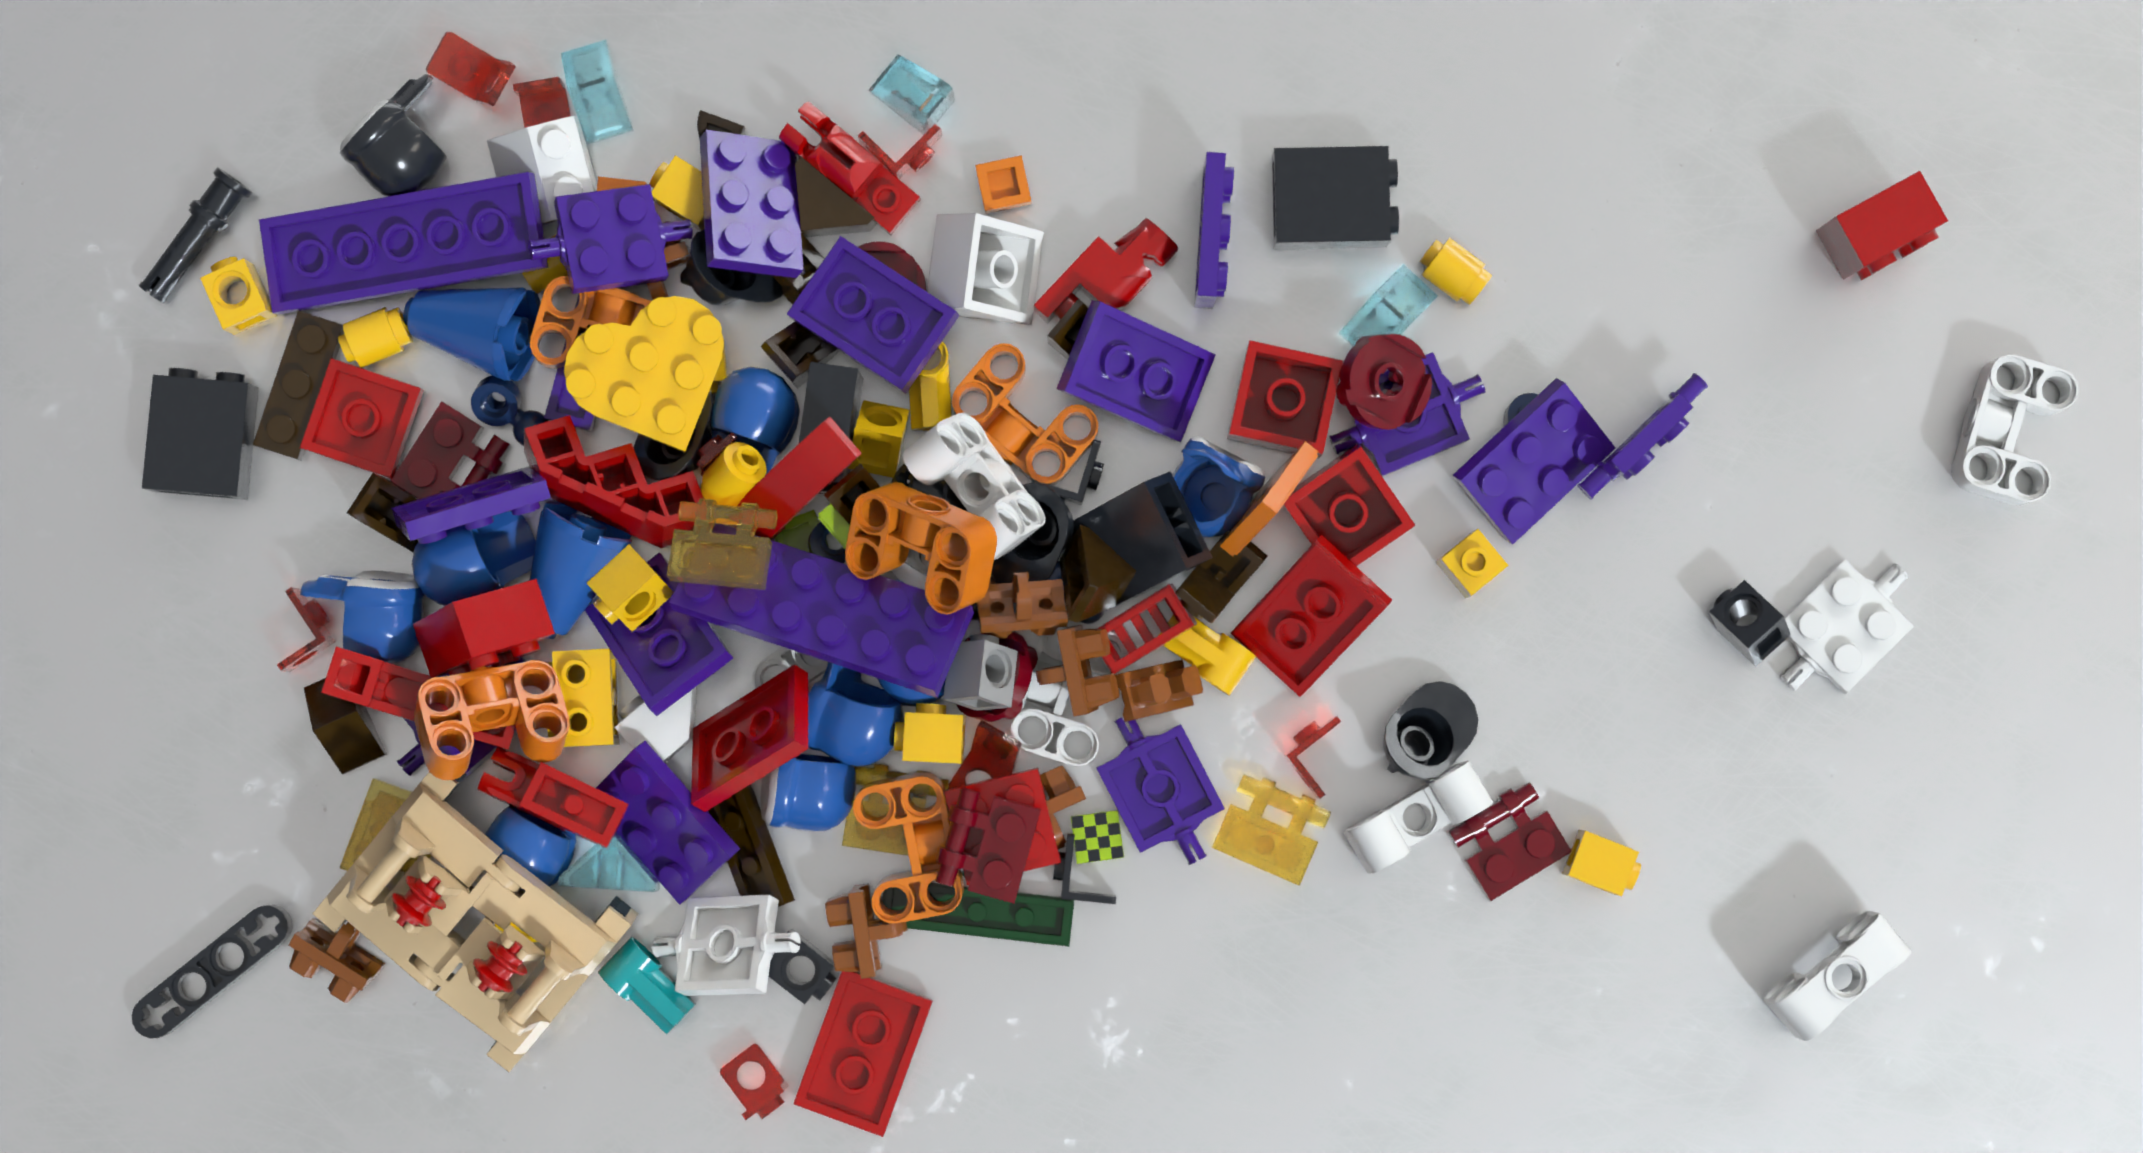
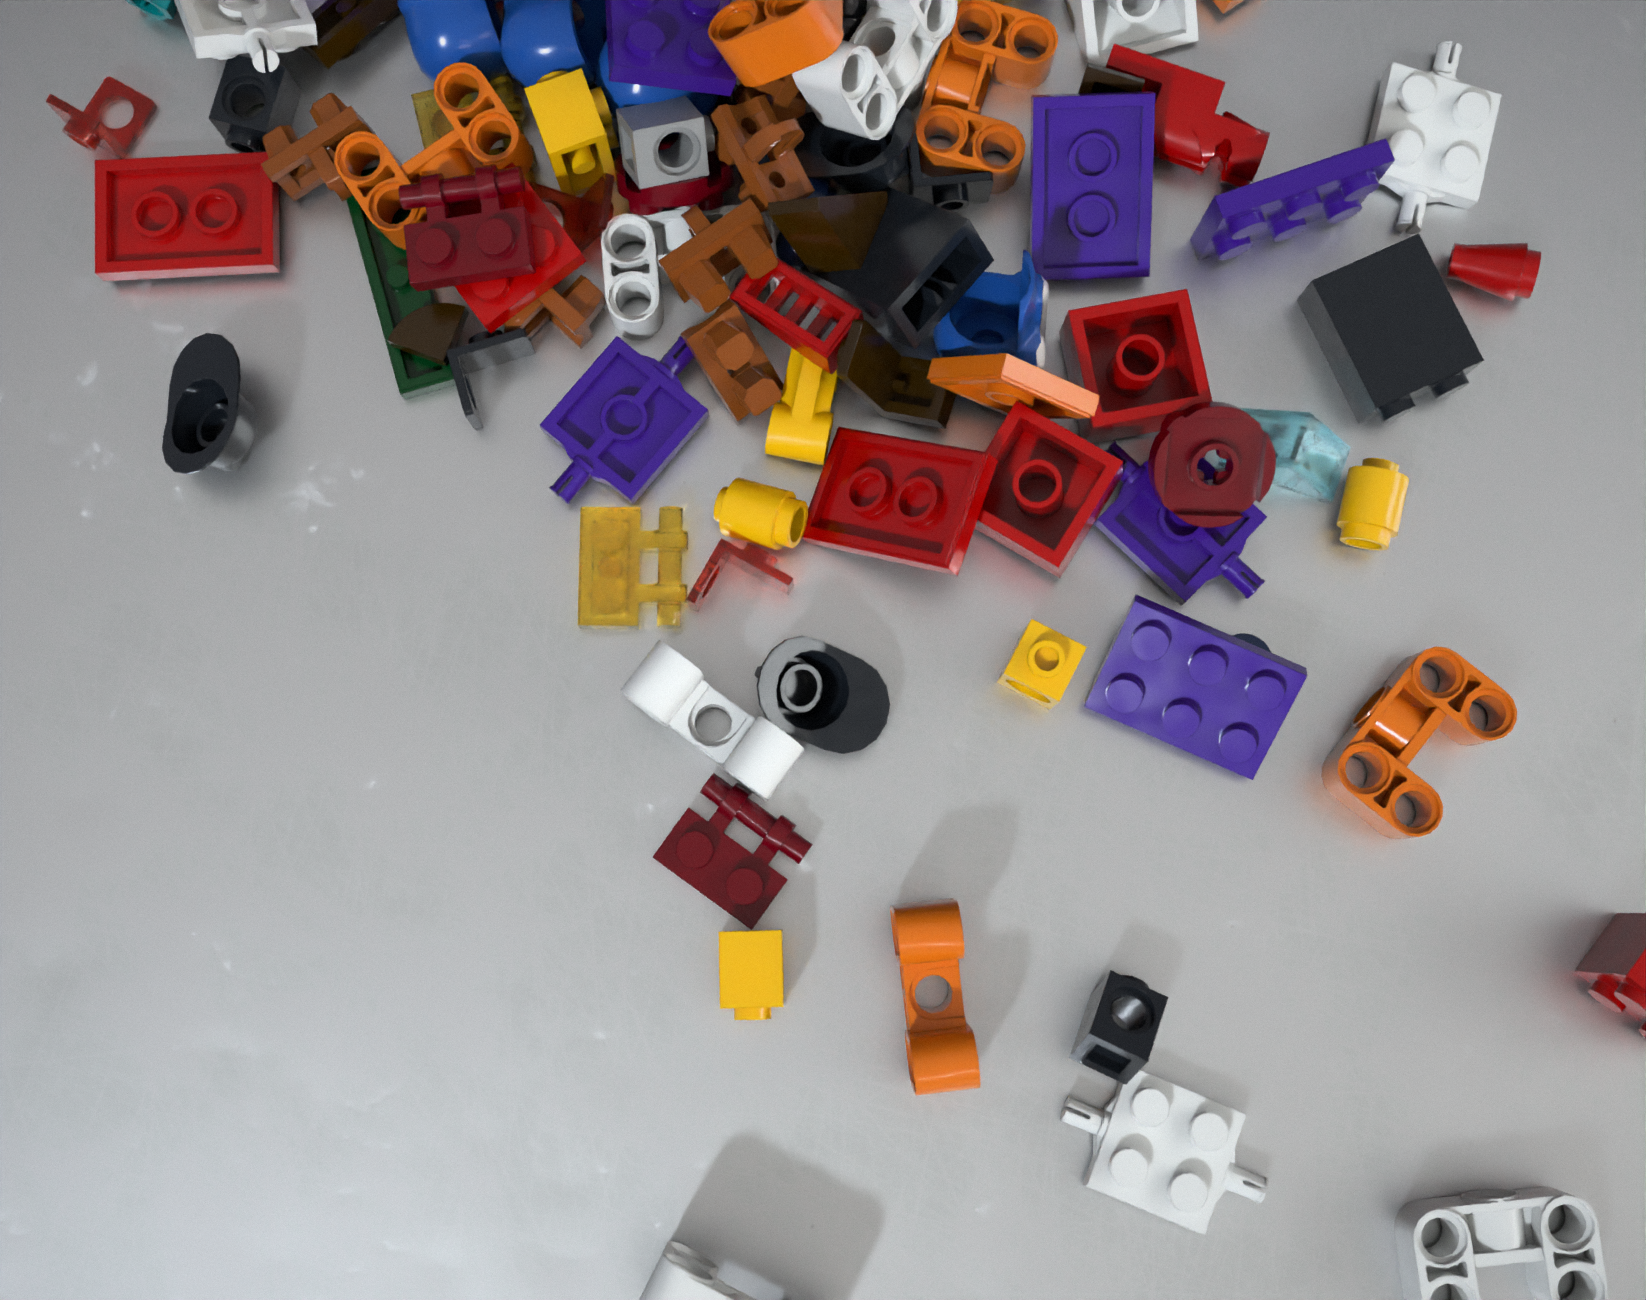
camera: 65 degrees right, 5 degrees down
(1026, 1093) = (206, 412): none -> black piece
(1036, 904) = (430, 331): none -> dark brown tile
(1097, 837) = (539, 375): tile -> none
(1194, 94) = (1436, 134): none -> white plate
(1276, 718) = (760, 514): none -> yellow brick
(1317, 96) = (1496, 268): none -> red cone
(1622, 329) = (1398, 724): none -> orange beam
(1659, 428) = (1300, 811): dark purple plate -> none
(1701, 751) = (937, 1039): none -> orange beam

